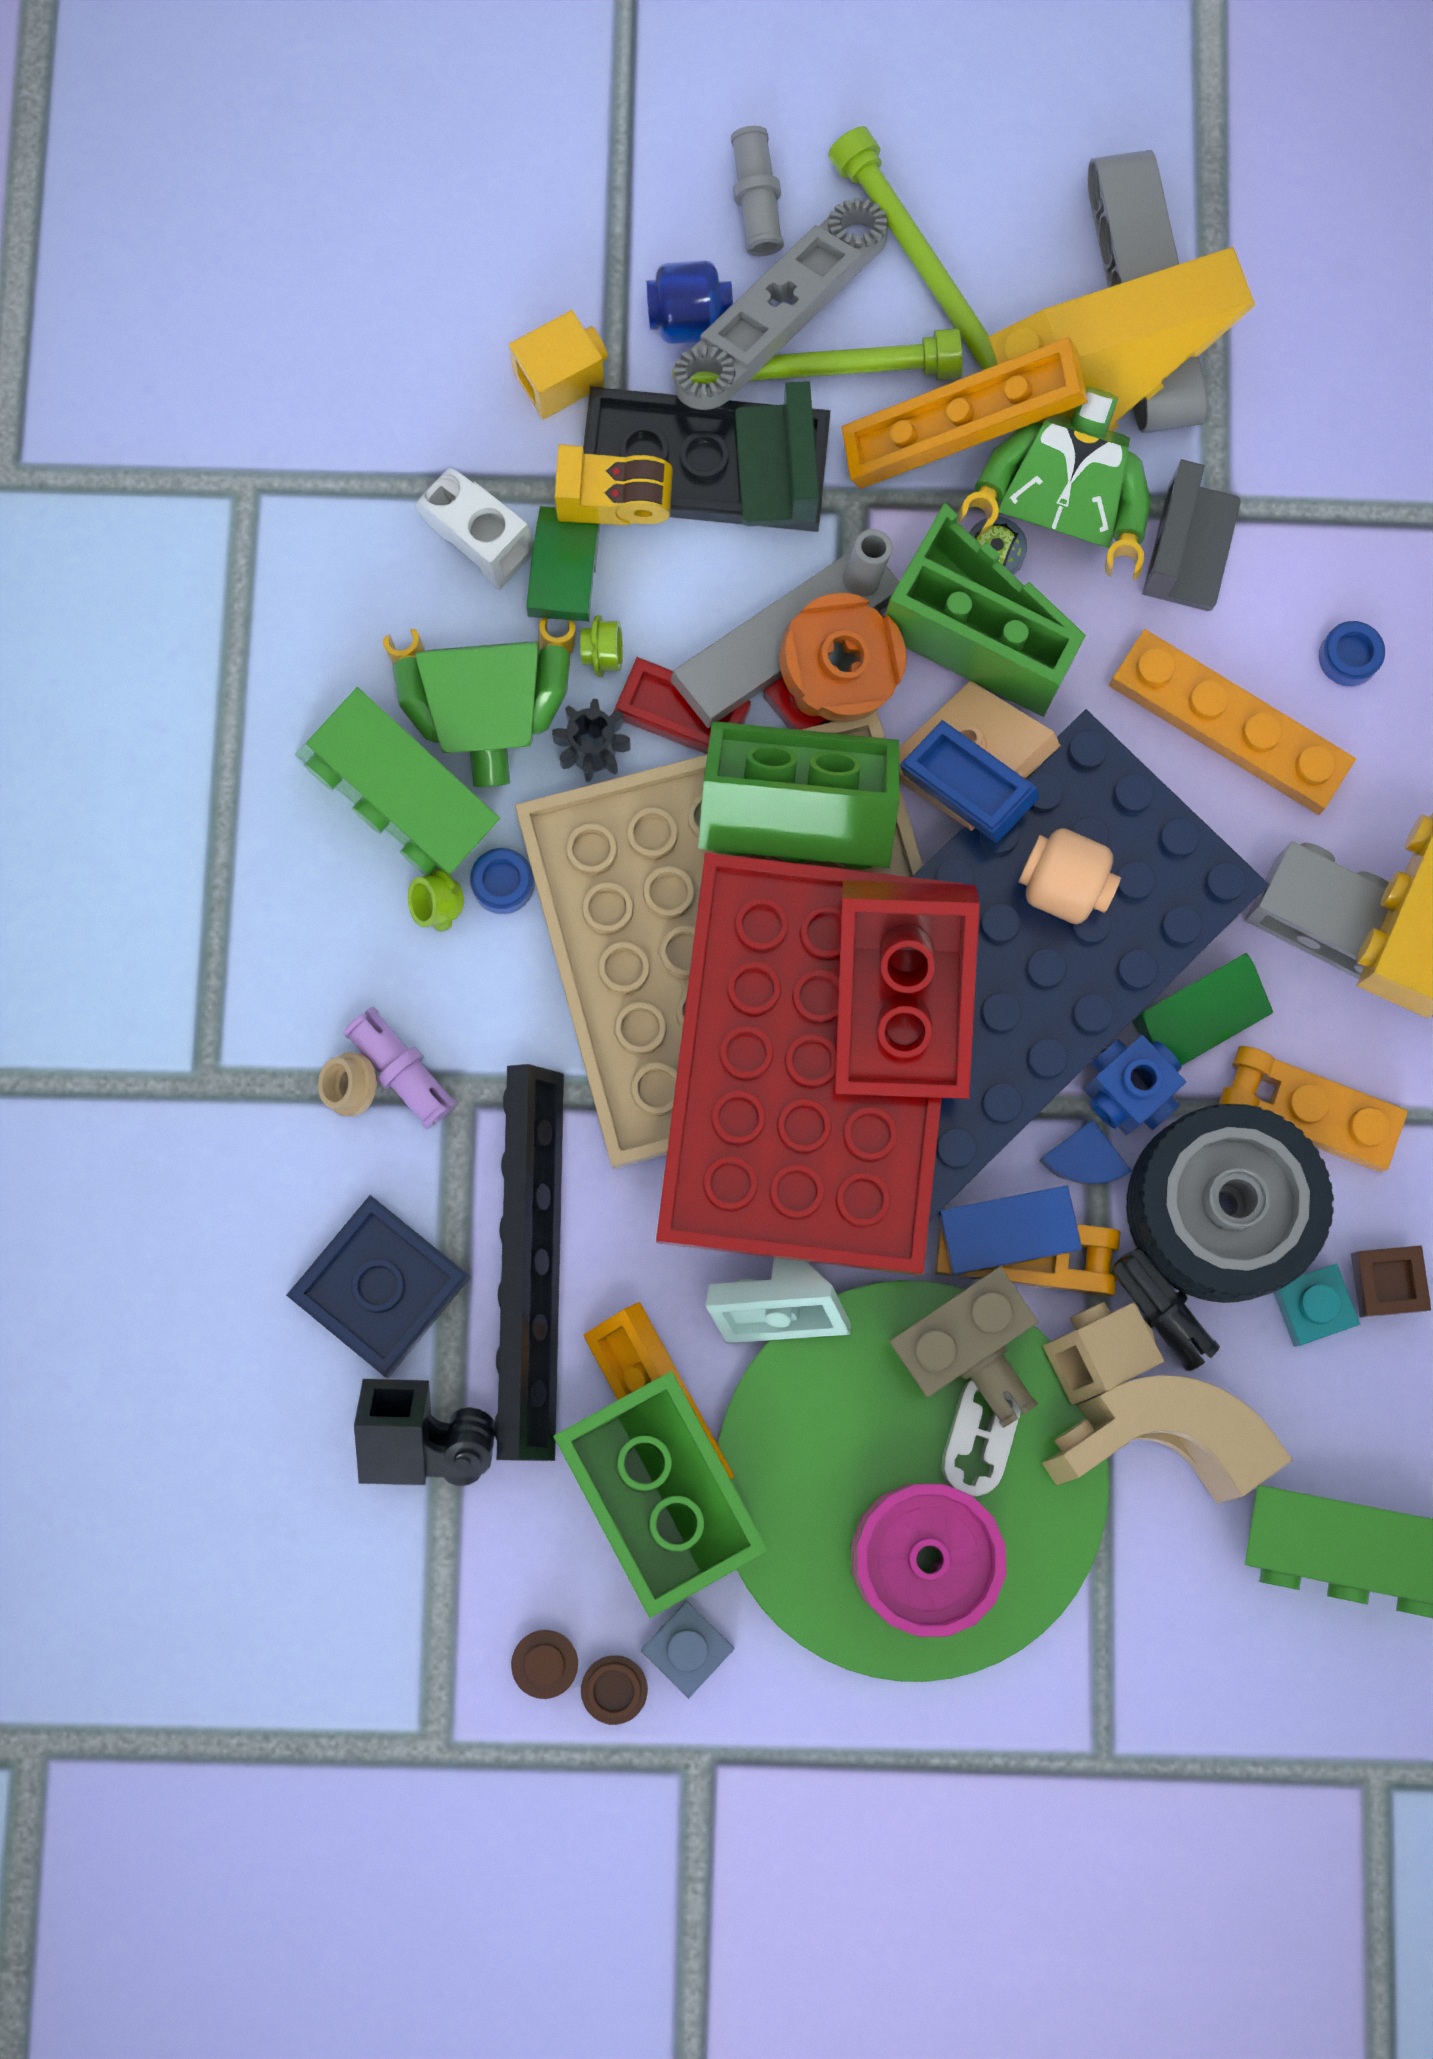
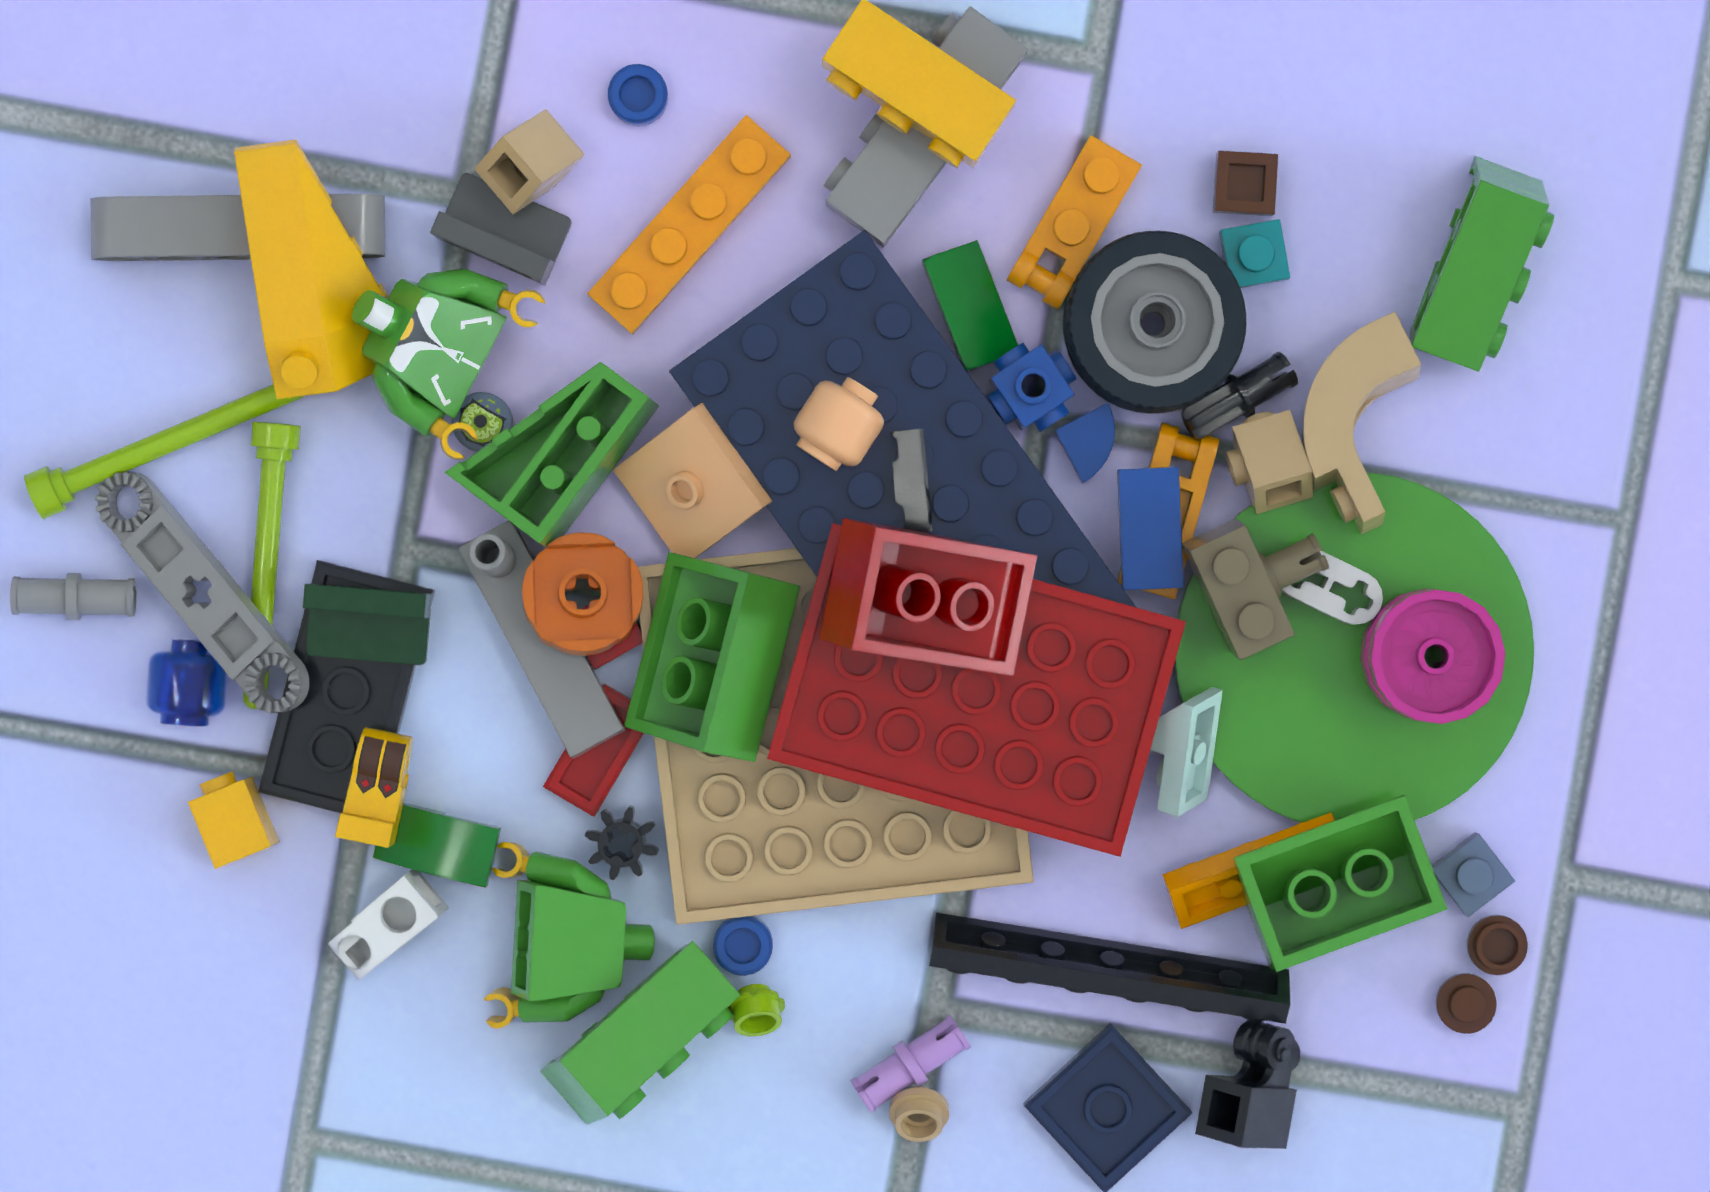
camera: 75 degrees left, 10 degrees up
(602, 646) = (527, 818): lime plate -> none
(964, 413) = (355, 437): light orange plate -> none
(969, 781) = (729, 498): blue tile -> none
(1024, 965) = (911, 480): none -> piece
(1269, 547) = (529, 161): none -> tan brick

